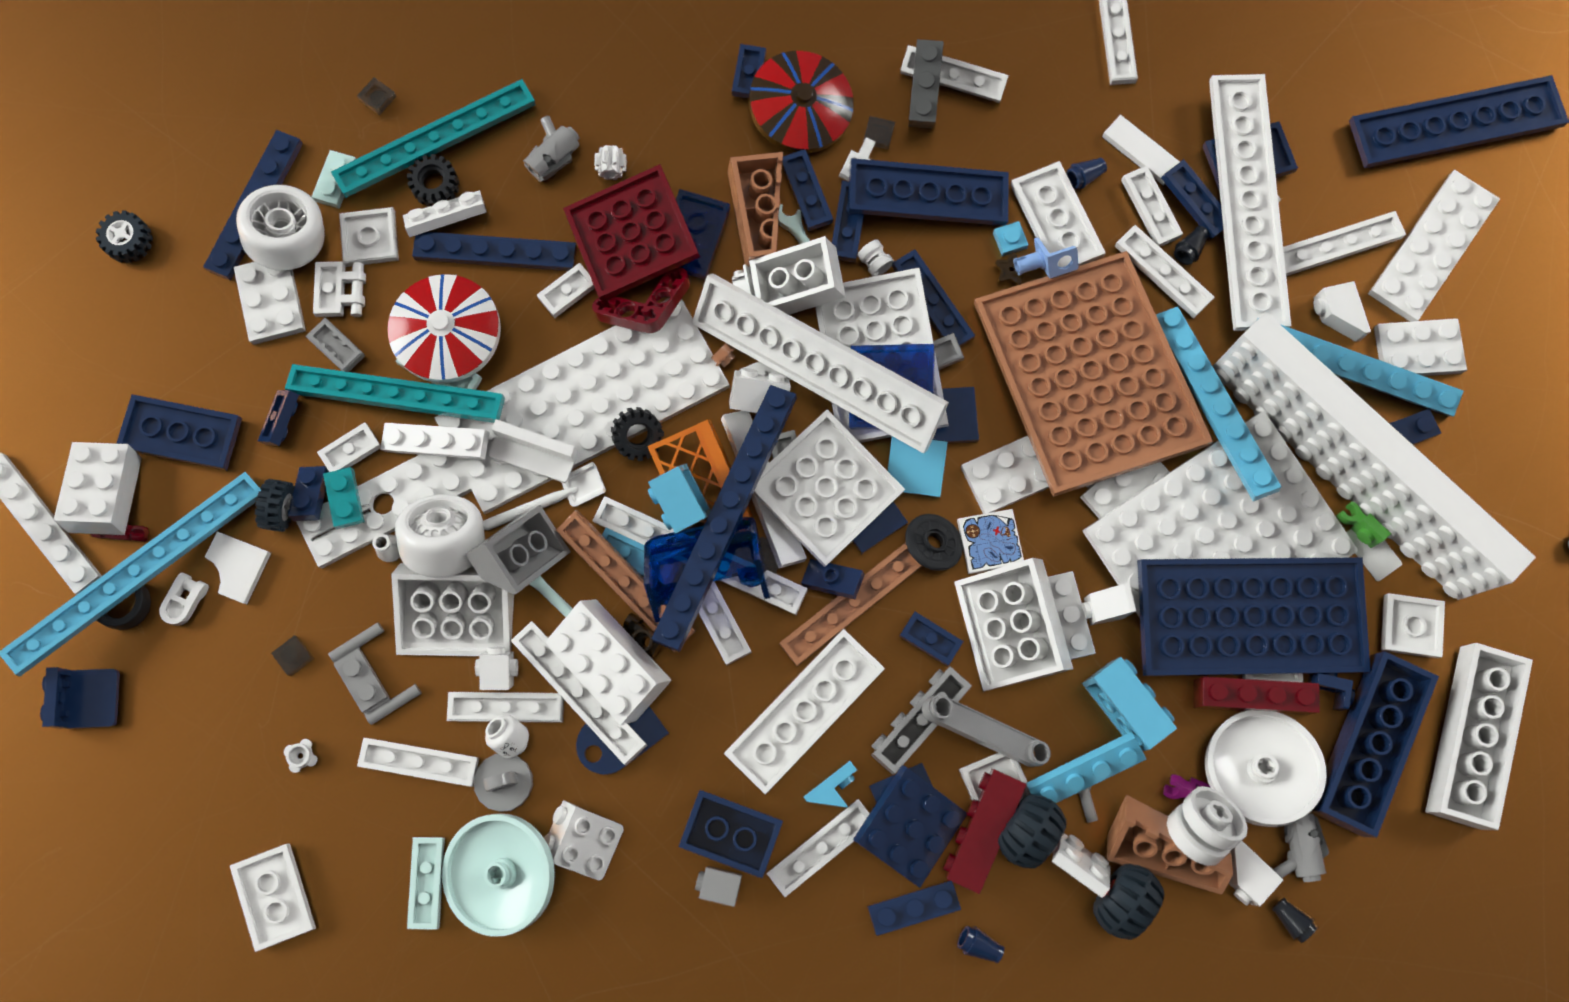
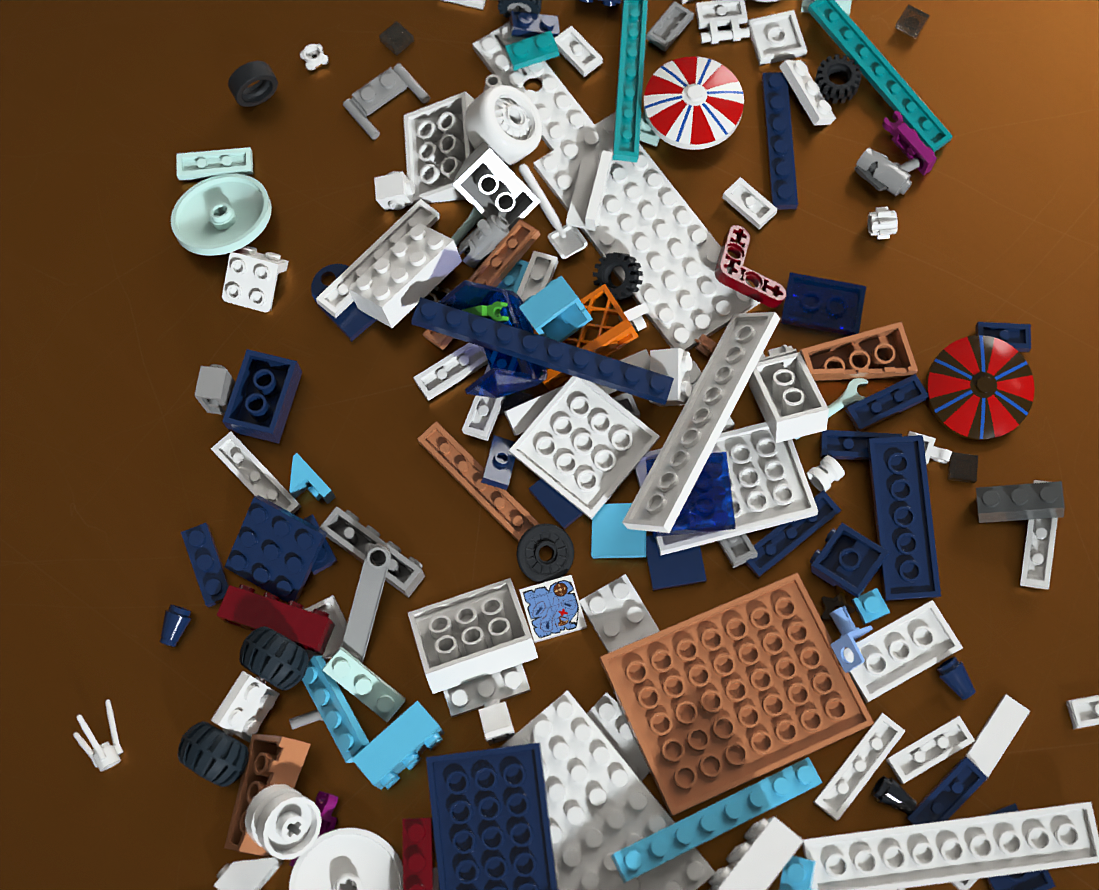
camera: 90 degrees right, 5 degrees down
(272, 897) = (199, 54): white plate -> none
(330, 828) = (249, 74): none -> black tyre
(418, 762) = (313, 144): white plate -> none
(435, 440) = (591, 113): white plate -> none
(489, 705) = (364, 204): white tile -> none
(503, 782) = (300, 212): light grey tile -> none
(506, 736) = (337, 206): white head -> none
(521, 122) = (909, 143): none -> magenta plate
(575, 570) = (483, 239): none -> light grey piece
(631, 233) = (813, 248): dark red plate -> none
(671, 570) = (490, 312): none -> bright green plate
(680, 420) = (635, 318): none -> white tile
(804, 711) = (377, 451): white plate -> none
(931, 639) = (452, 558): dark blue plate -> none
(968, 249) = (848, 560): none -> dark blue plate
(1061, 739) = (364, 684): none -> light aqua plate

